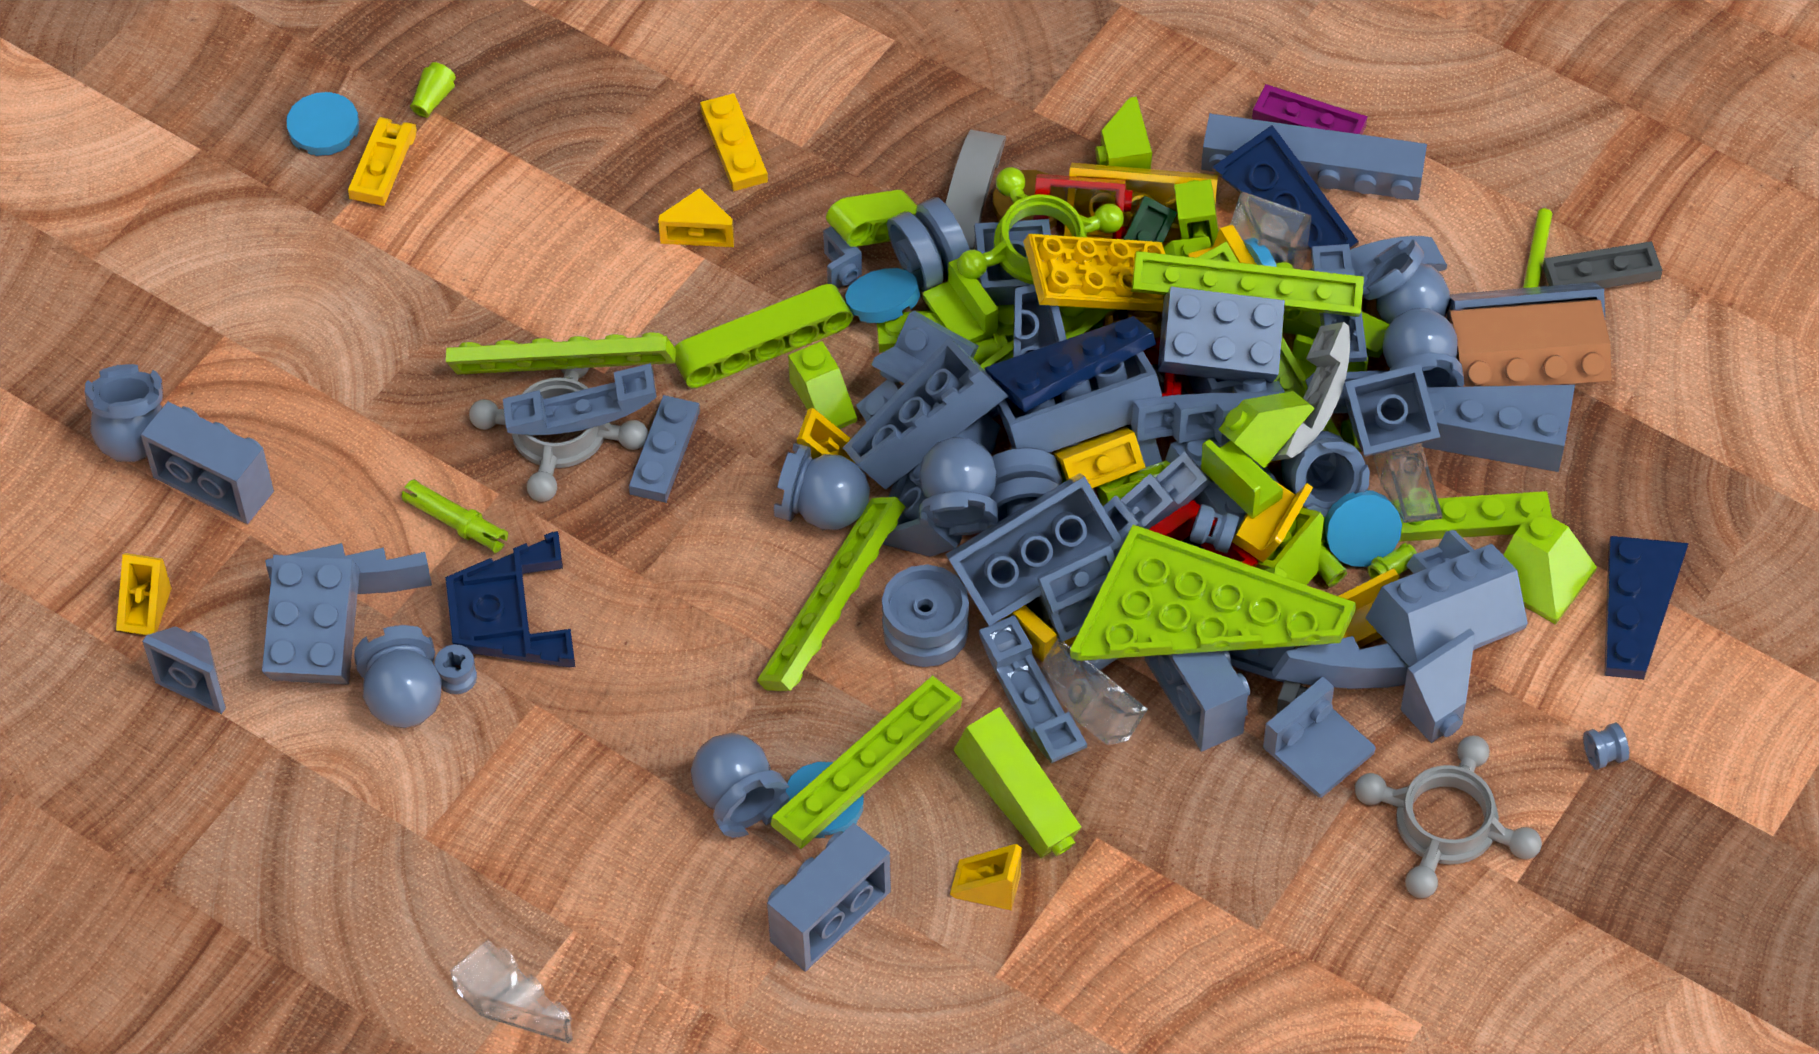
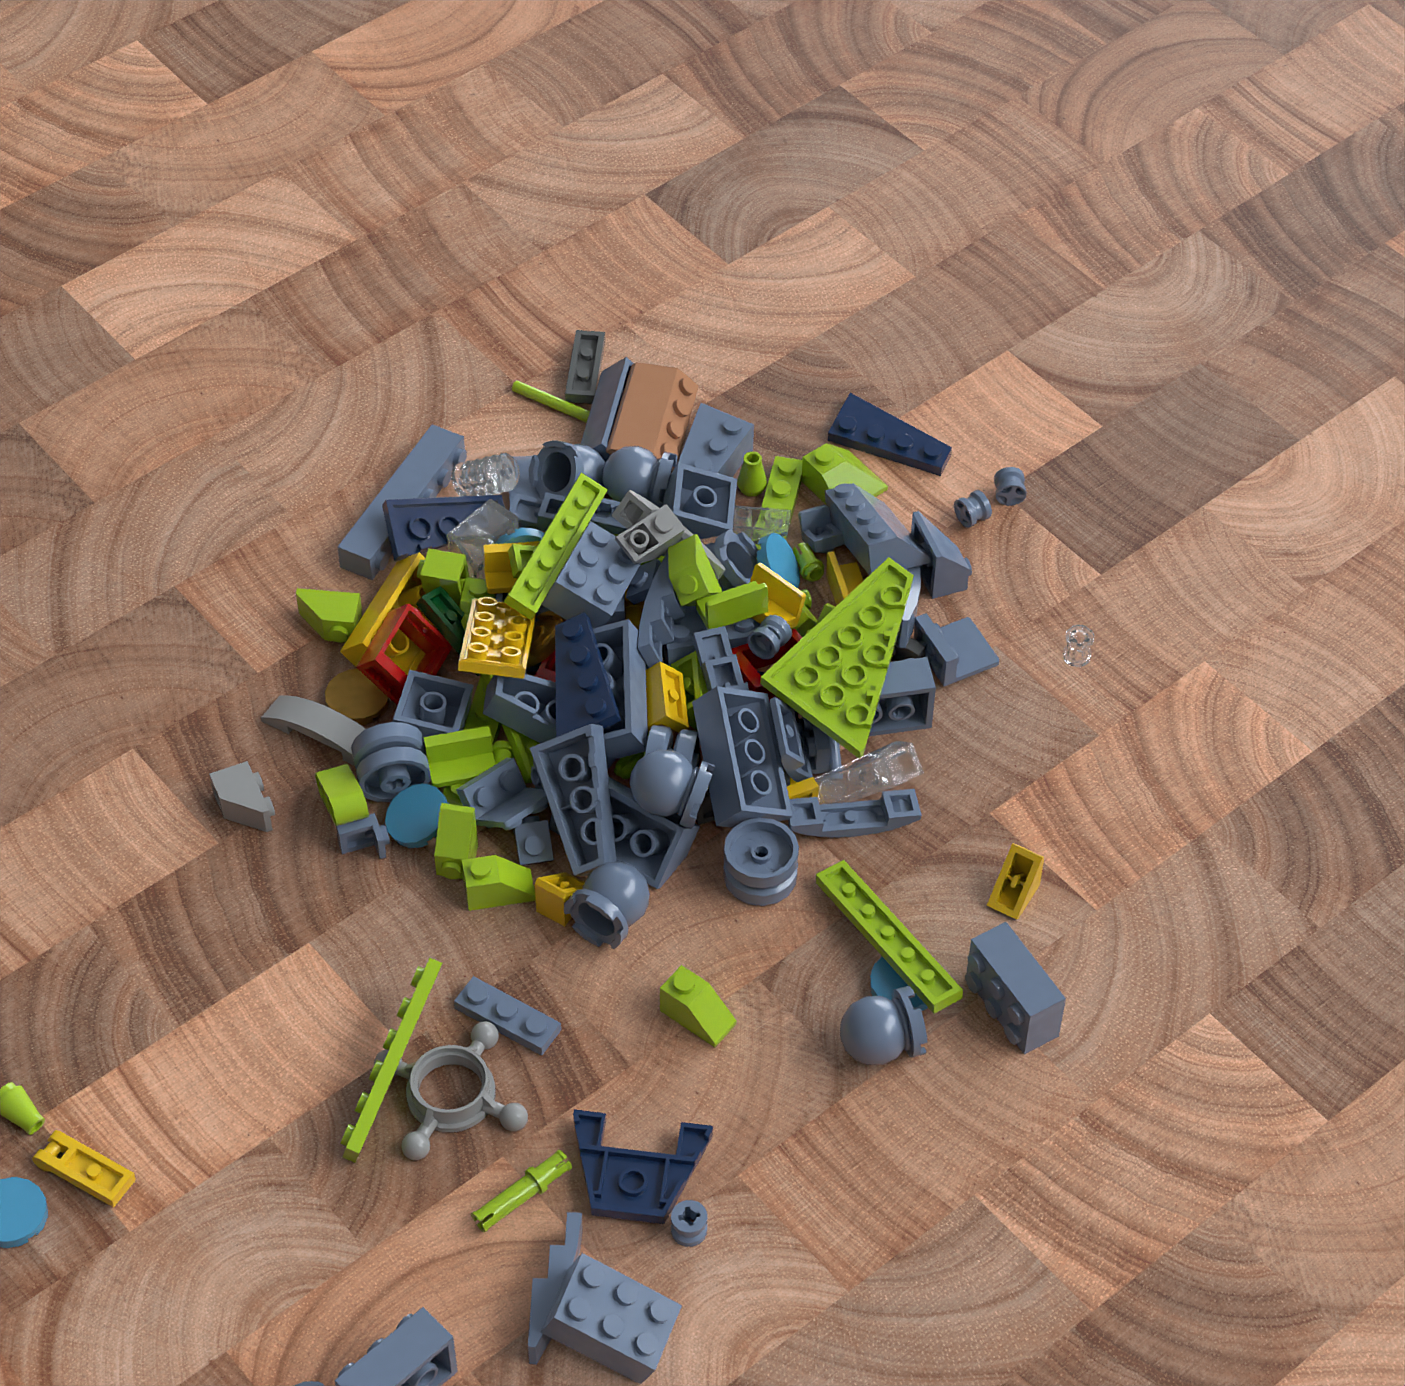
camera: 75 degrees left, 5 degrees down
(399, 676) = (703, 1259): sand blue tile -> none
(501, 992) = (1028, 1254): clear slope -> none
(581, 409) = (459, 1049): sand blue slope -> none
(696, 222) = (277, 929): yellow slope -> none
(721, 607) = (696, 1006): none -> lime slope
(734, 142) = (192, 888): yellow plate -> none
(762, 335) = (421, 907): lime beam -> none
(831, 594) = (716, 923): lime plate -> none
(851, 333) = (455, 839): none -> lime slope
(856, 141) = (241, 798): none -> light grey slope
(1010, 183) = (420, 700): lime piece -> none
(1017, 783) = (936, 841): lime slope -> none
(1286, 362) = (651, 535): none -> light grey slope
(1294, 109) = (356, 495): magenta plate -> none
(1370, 214) = (485, 475): none -> clear piece
(1379, 870) = (1078, 641): none -> clear bush
(1422, 879) = (1034, 616): light grey piece -> none
(1499, 472) = (752, 475): none -> lime cone
(1550, 713) = (972, 508): none -> sand blue wheel

